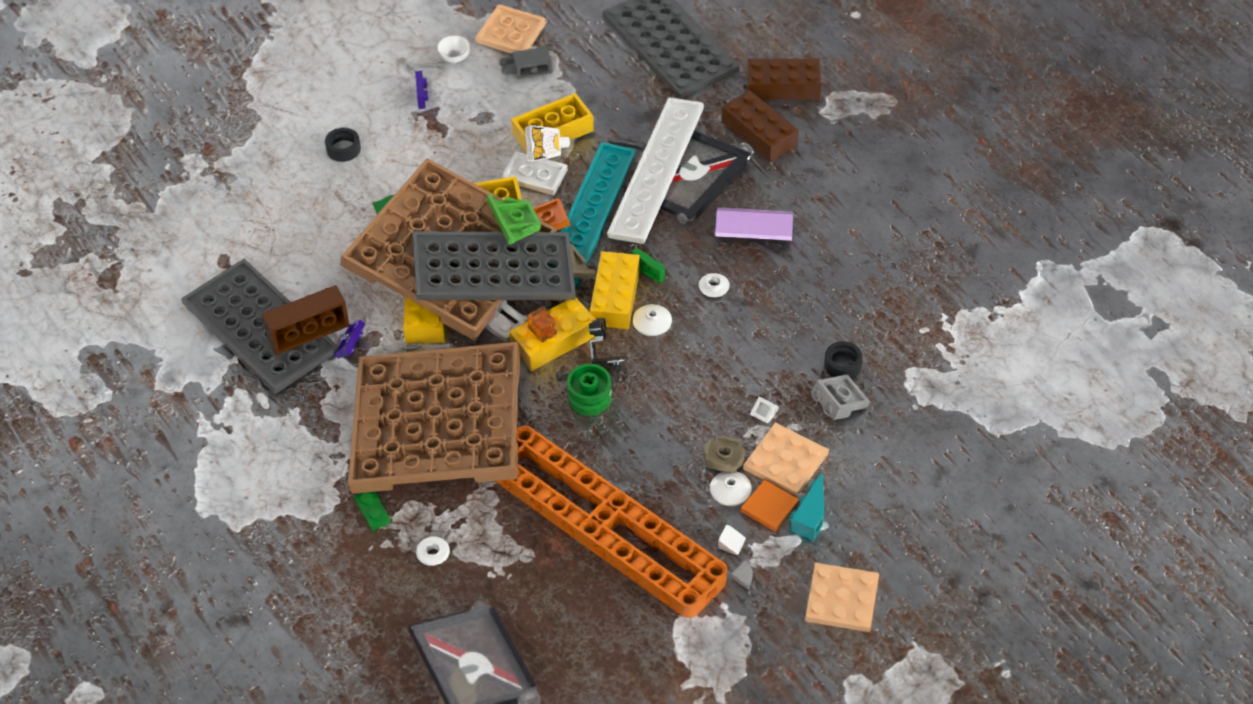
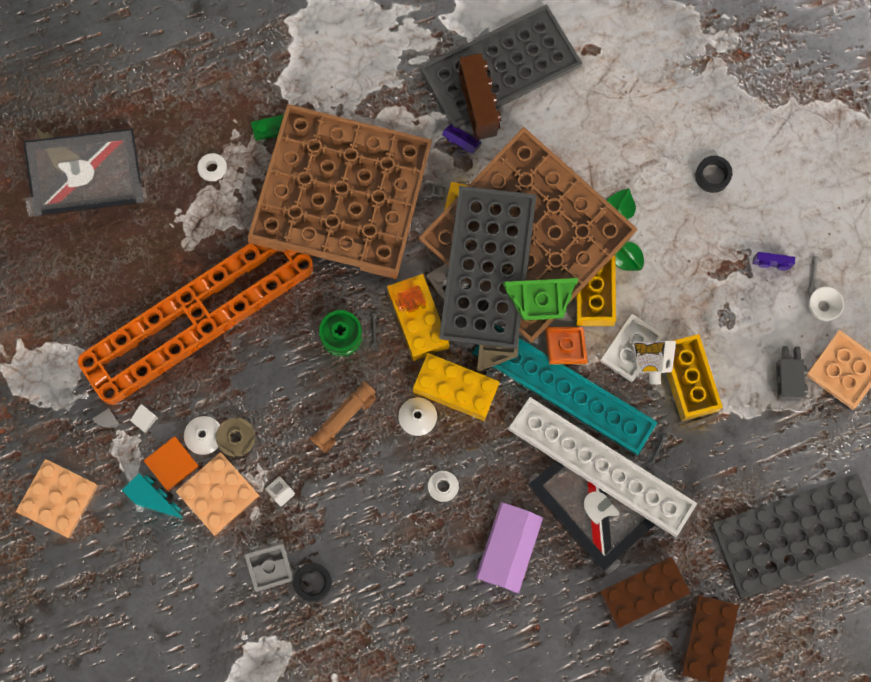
camera: 100 degrees right, 25 degrees up
(598, 329) = (372, 362): black piece -> none
(650, 267) = (486, 424): green plate -> none
(651, 354) = (362, 398): none -> medium nougat piece

